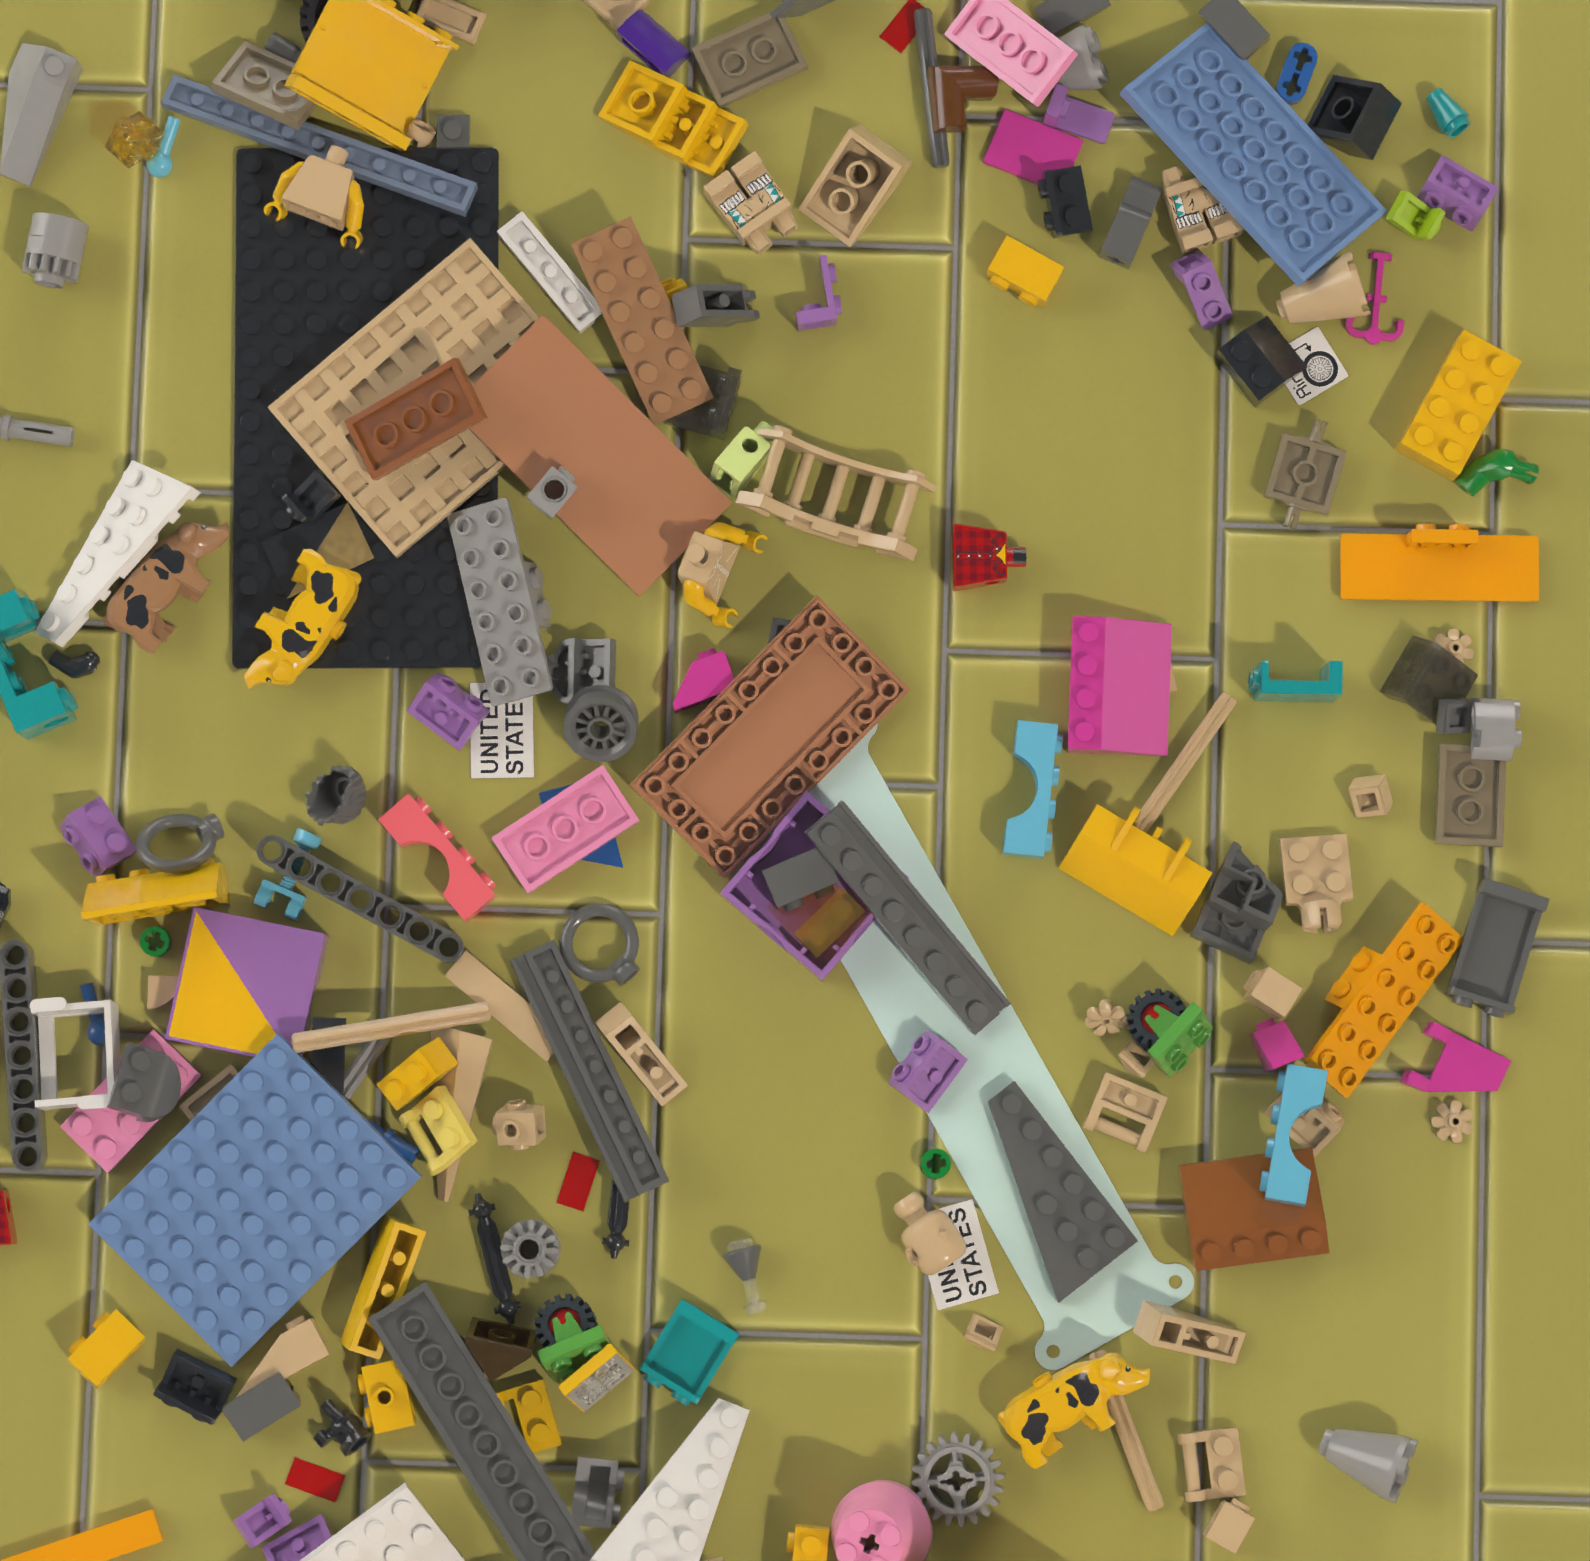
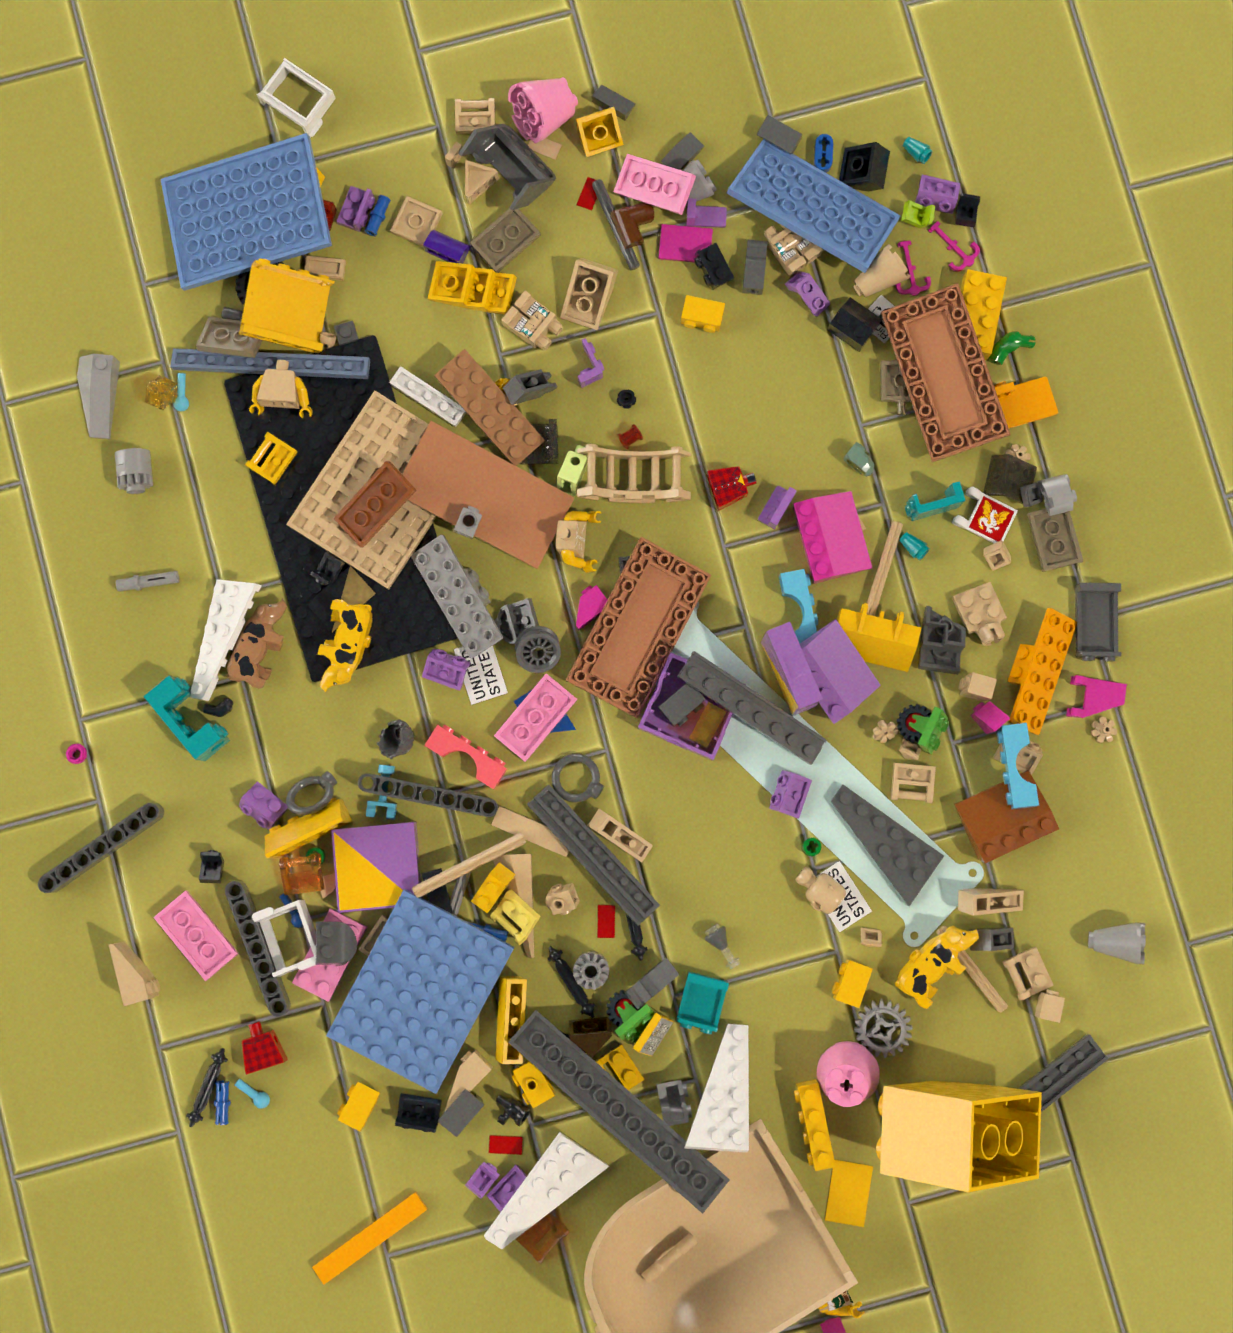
camera: 10 degrees left, 0 degrees up
(126, 973) = (302, 881): none -> clear orange plate
(281, 303) = (275, 462): none -> yellow plate
(619, 1297) = (652, 983): none -> dark grey piece
(850, 432) = (630, 436): none -> clear red bush
(861, 361) = (621, 398): none -> black plate
(931, 1394) = (851, 983): none -> yellow brick
(985, 875) = (791, 669): none -> medium lavender tile
(1046, 612) = (776, 506): none -> medium lavender bracket
(1053, 898) = (838, 671): none -> medium lavender slope
(1174, 1394) = (993, 939): none -> dark grey slope
(1200, 578) = (859, 459): none -> sand green rock
(1245, 742) = (915, 546): none -> teal cone
(1376, 483) = (945, 373): none -> nougat tile
(1377, 733) = (989, 518): none -> flag
(1473, 314) = (967, 260): none -> dark pink piece
(1495, 234) = (967, 210): none -> black bracket

